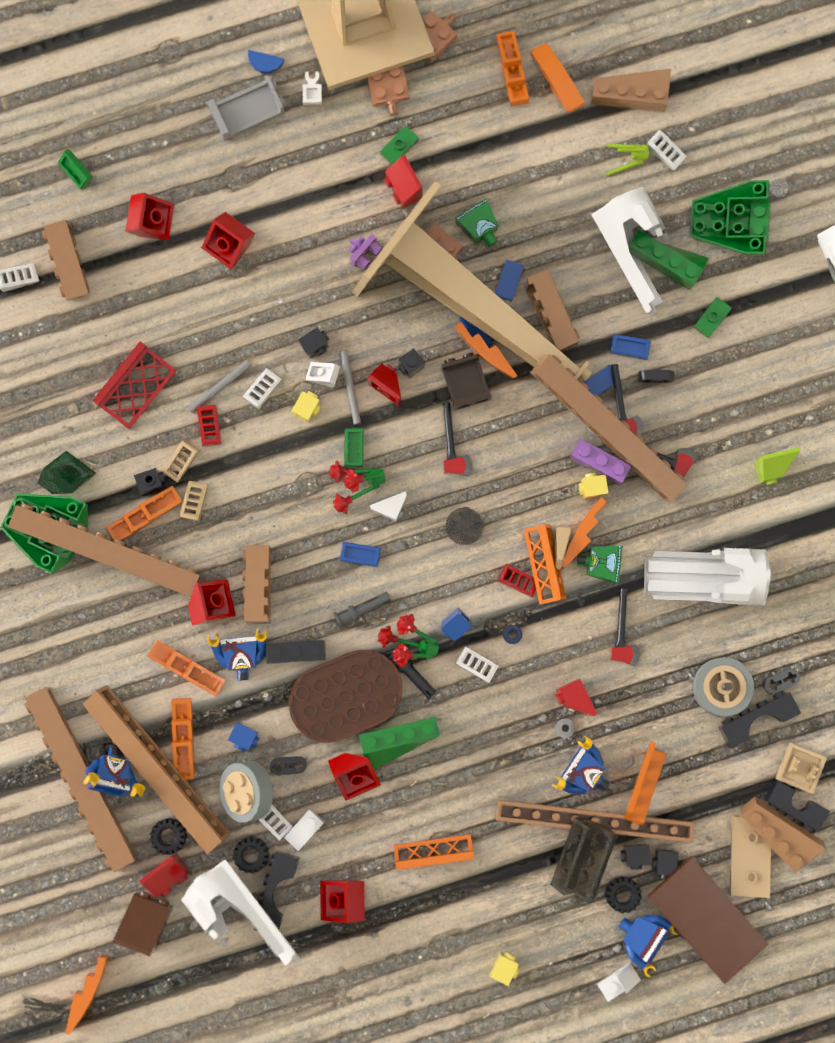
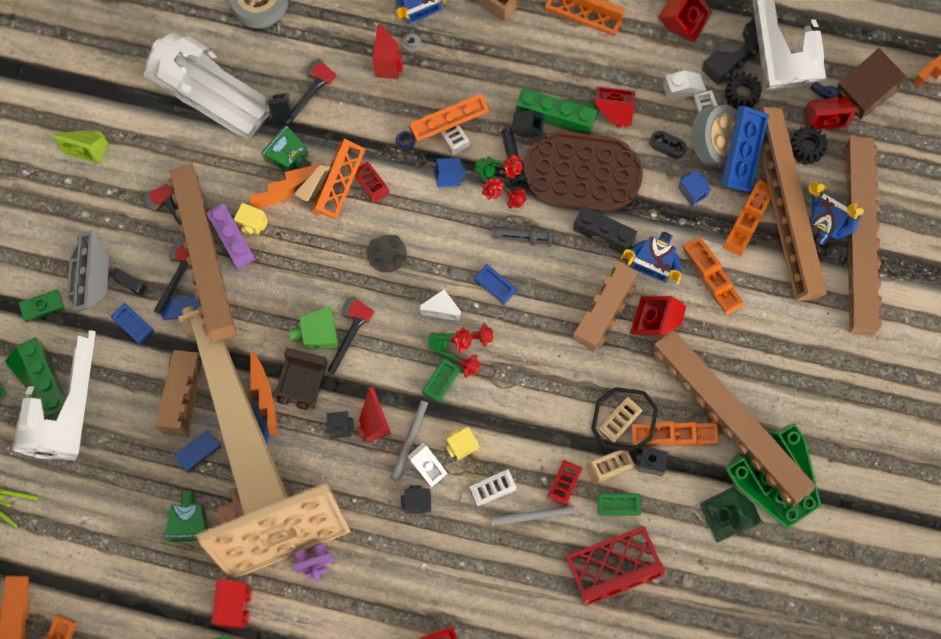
camera: 145 degrees left, 10 degrees down
(157, 433) = (619, 505): none -> green plate
(175, 898) = (825, 92): none -> dark blue arm
(183, 477) = (622, 447): none -> black piece
(216, 790) = (744, 149): none -> blue plate
(416, 708) = (527, 124): none -> black brick
(477, 427) = (317, 330): none -> bright green torso
(487, 674) = (448, 117): none -> orange fence
(638, 600) = (280, 106): none -> black slope
(692, 360) = (87, 272): none -> light grey wedge

